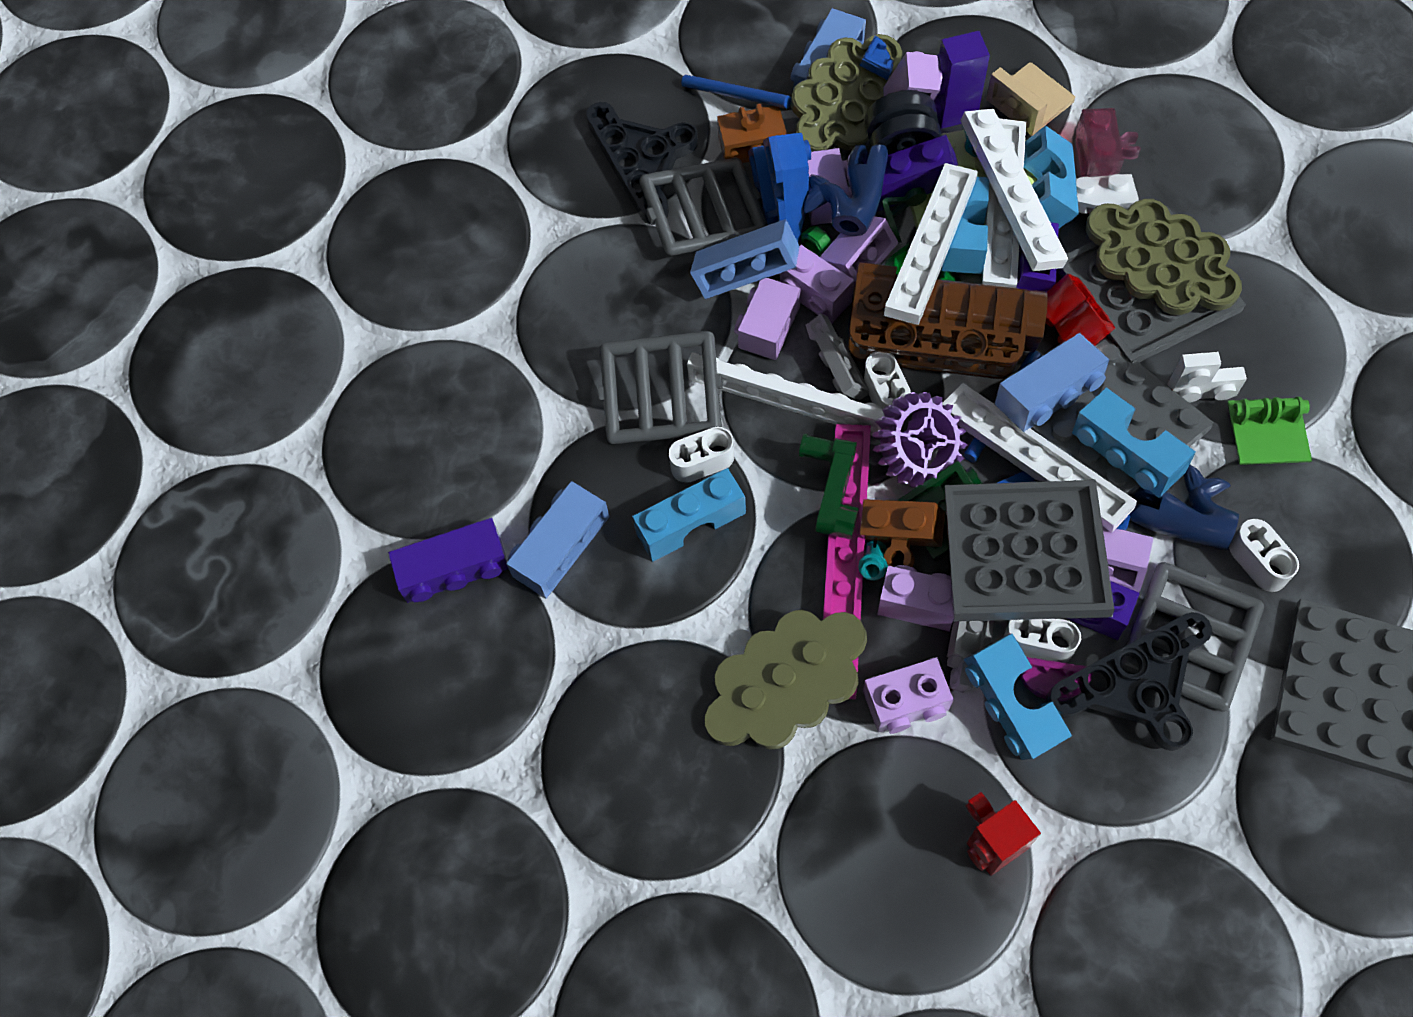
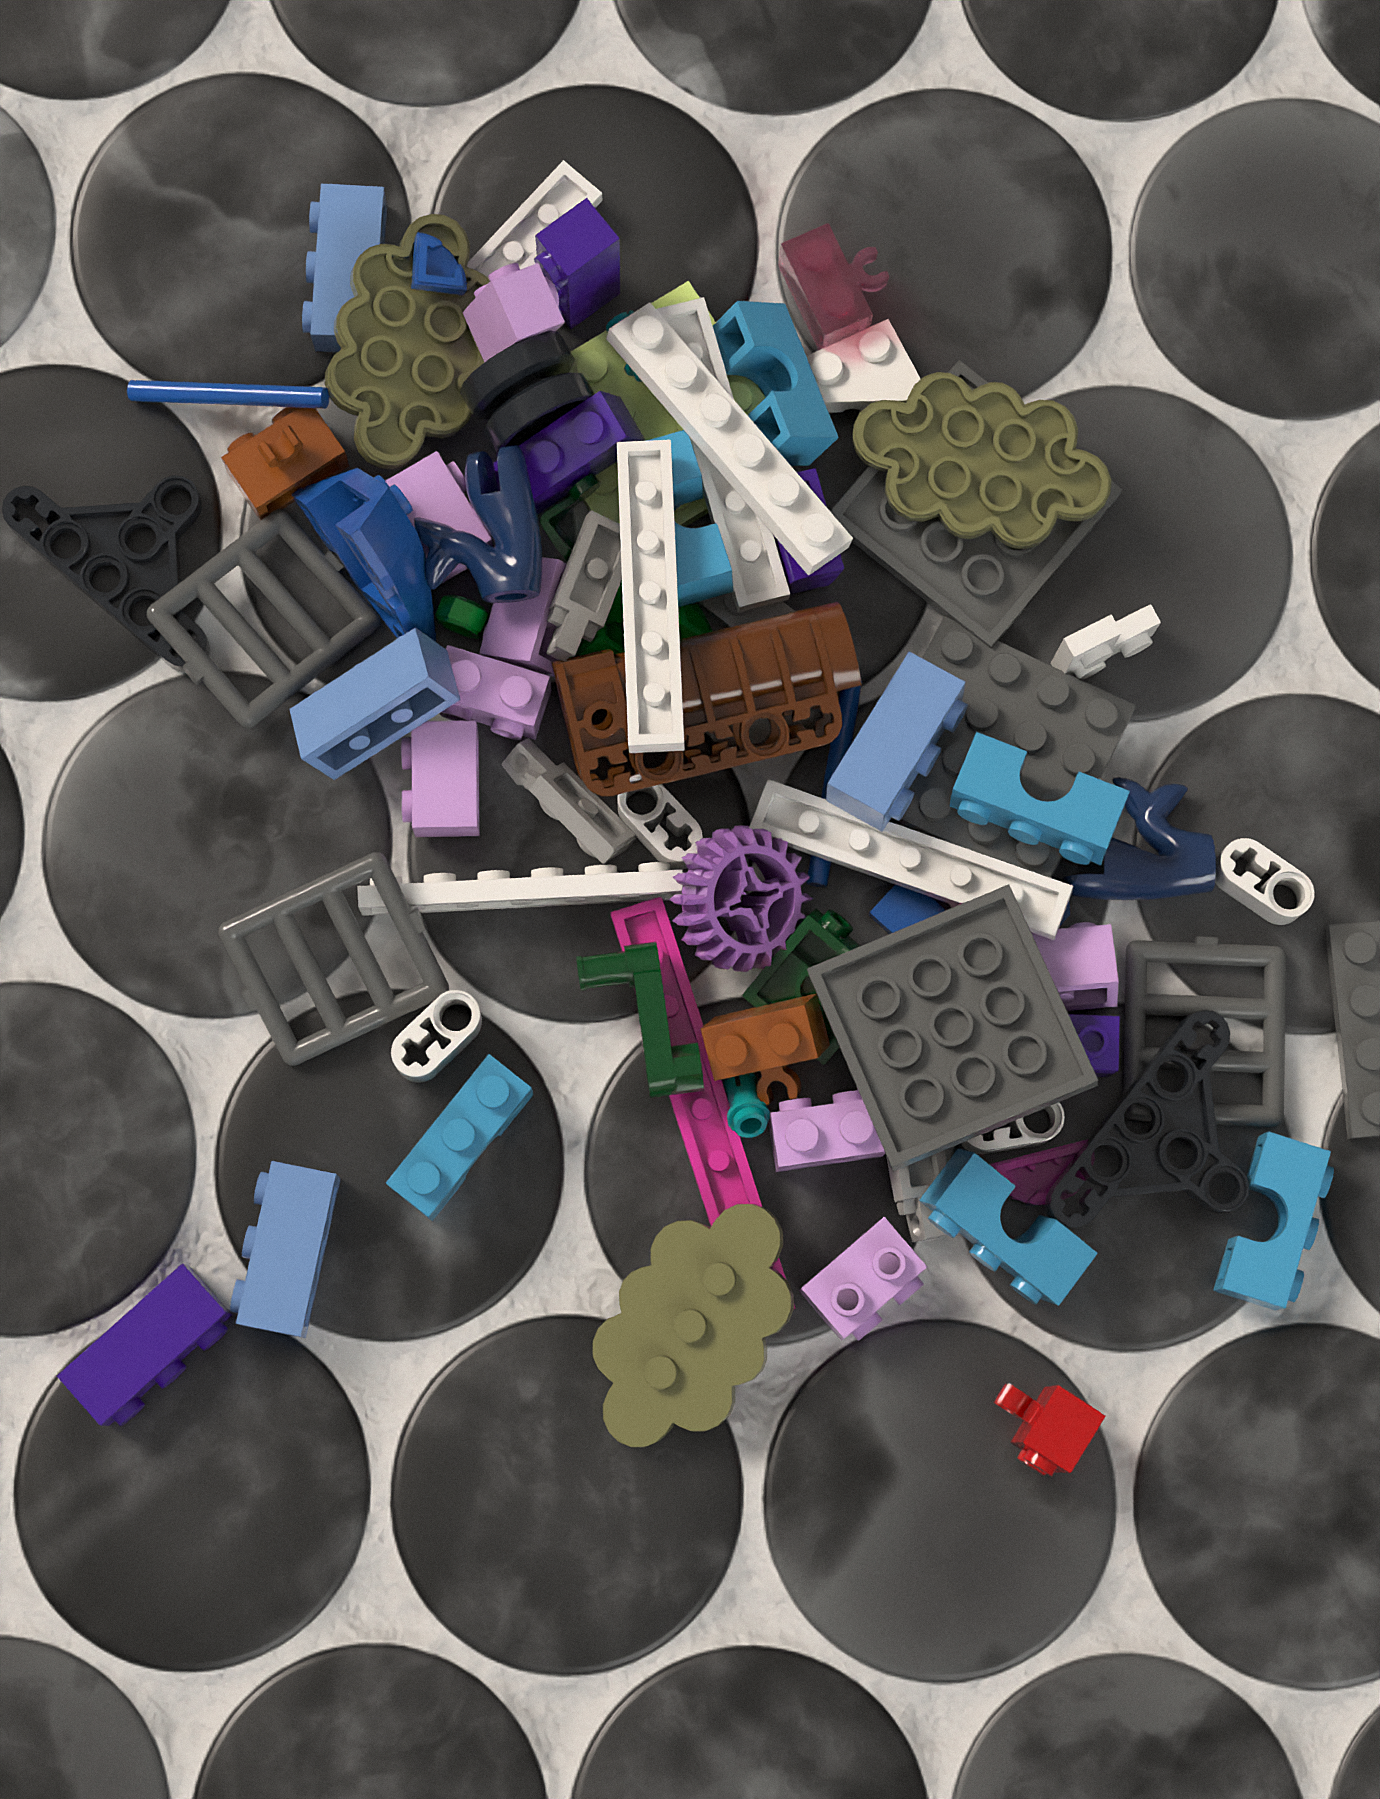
camera: 35 degrees left, 15 degrees up
(895, 238) = (586, 586): none -> light grey hinge
(1028, 96) = (689, 229): tan bracket -> none
(1075, 311) = (888, 602): red brick -> none
(1222, 744) = (1293, 1179): none -> dark azure arch
(1270, 430) = (1215, 678): bright green hinge -> none

